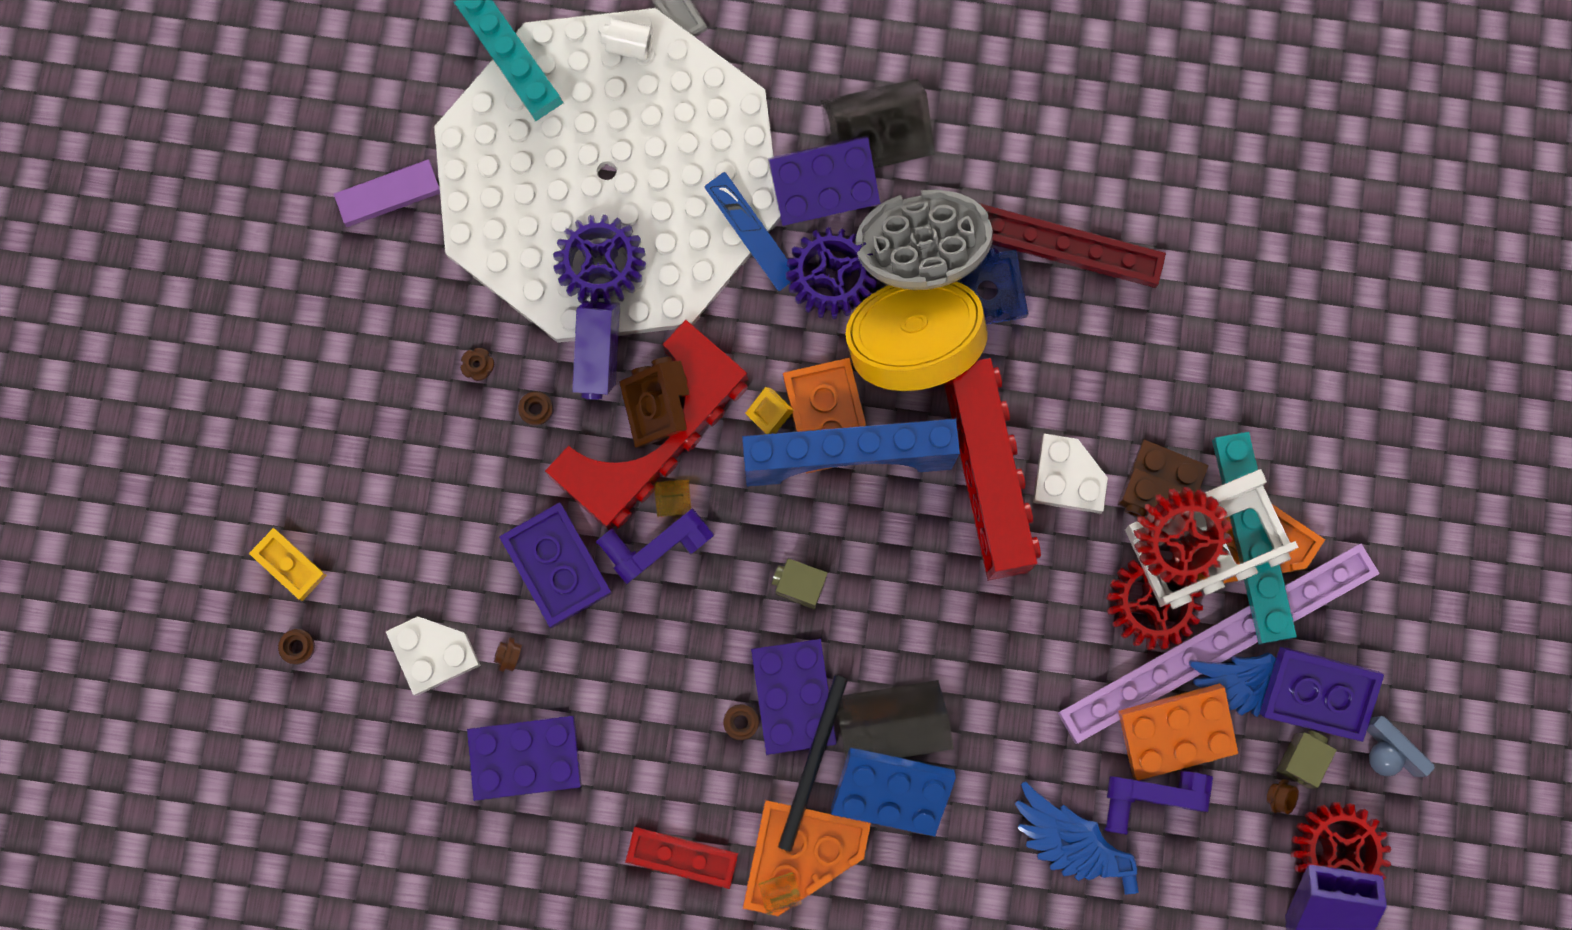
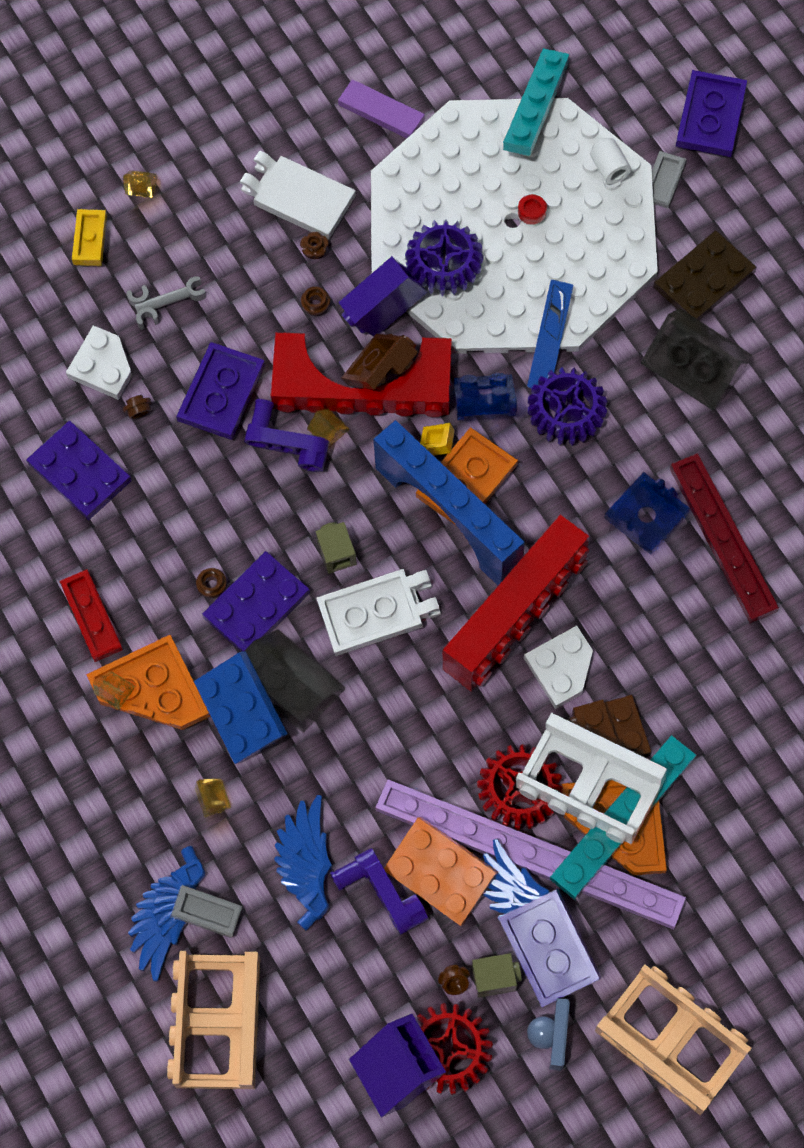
camera: 55 degrees right, 10 degrees down
(269, 472) = (139, 183): none -> clear yellow slope
(287, 641) = (37, 277): reddish brown plate -> none
(406, 567) = (146, 307): none -> light grey bar
(411, 337) = (298, 194): none -> white tile
(614, 145) = (532, 209): none -> red tile
(764, 353) = (472, 403): none -> clear blue piece
(802, 54) = (705, 276): none -> dark brown plate
(812, 763) = (219, 643): black piece -> none
(824, 180) = (626, 352): dark purple plate -> none
(888, 597) = (376, 610): none -> white tile
(916, 336) = (567, 481): yellow brick -> none
(924, 239) = (639, 440): light grey brick -> none
(949, 880) = (211, 796): none -> clear yellow slope
(1184, 560) = (581, 761): red gear -> none
(1471, 675) = (660, 1055): none -> light nougat window

